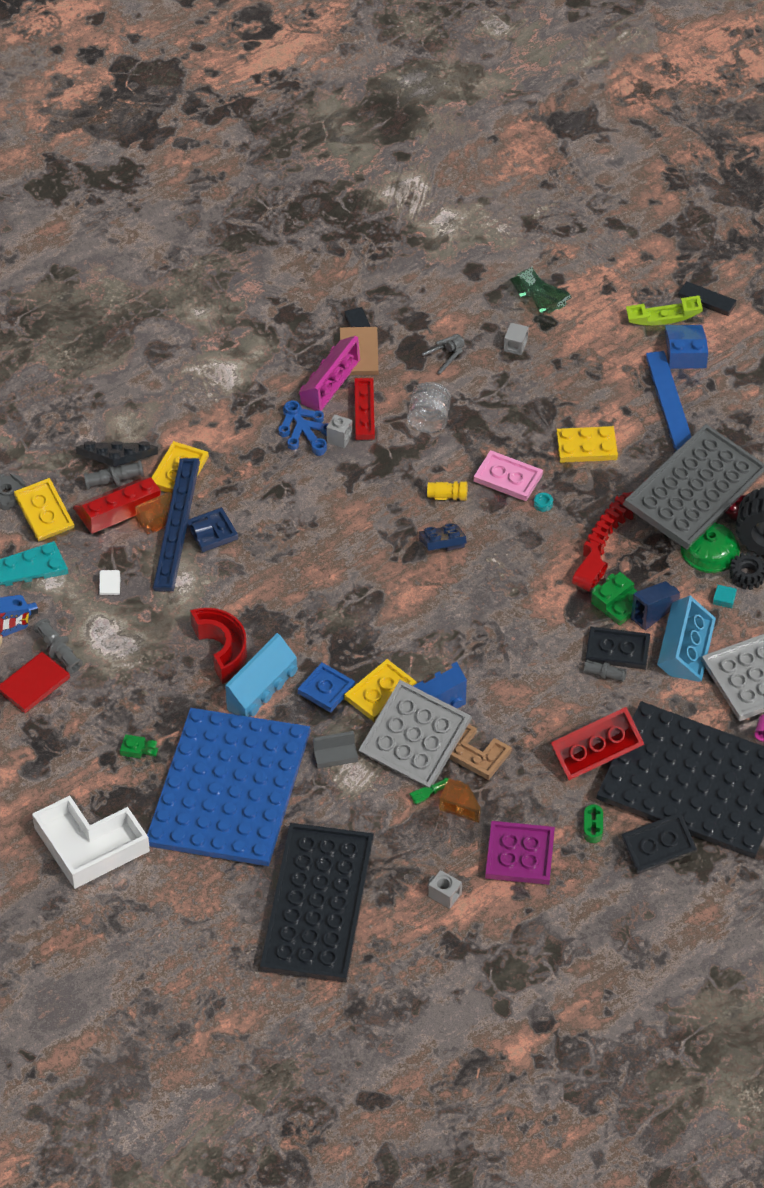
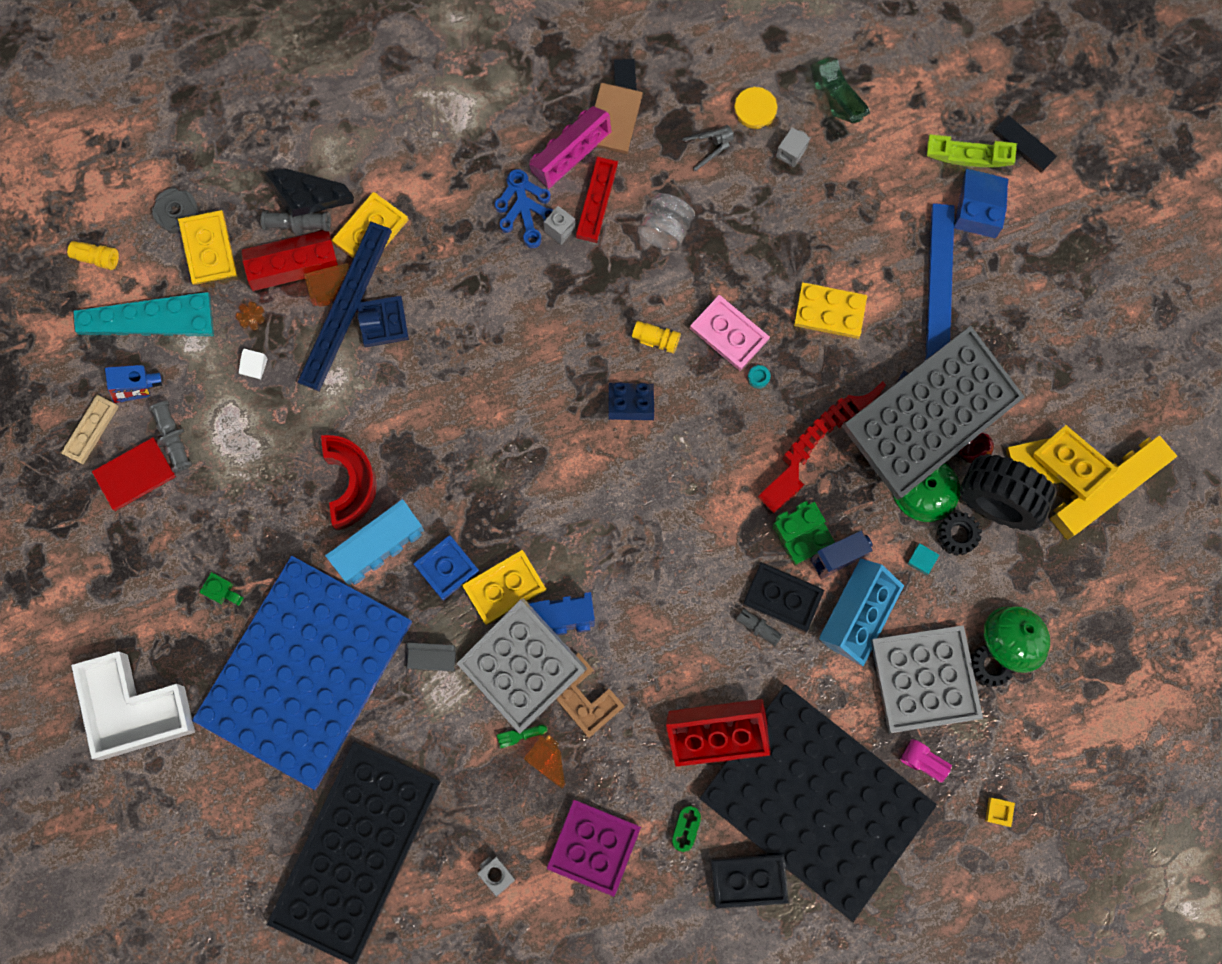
camera: 10 degrees right, 25 degrees up
(95, 551) = (250, 315): none -> clear orange plant
(475, 320) = (755, 107): none -> yellow tile

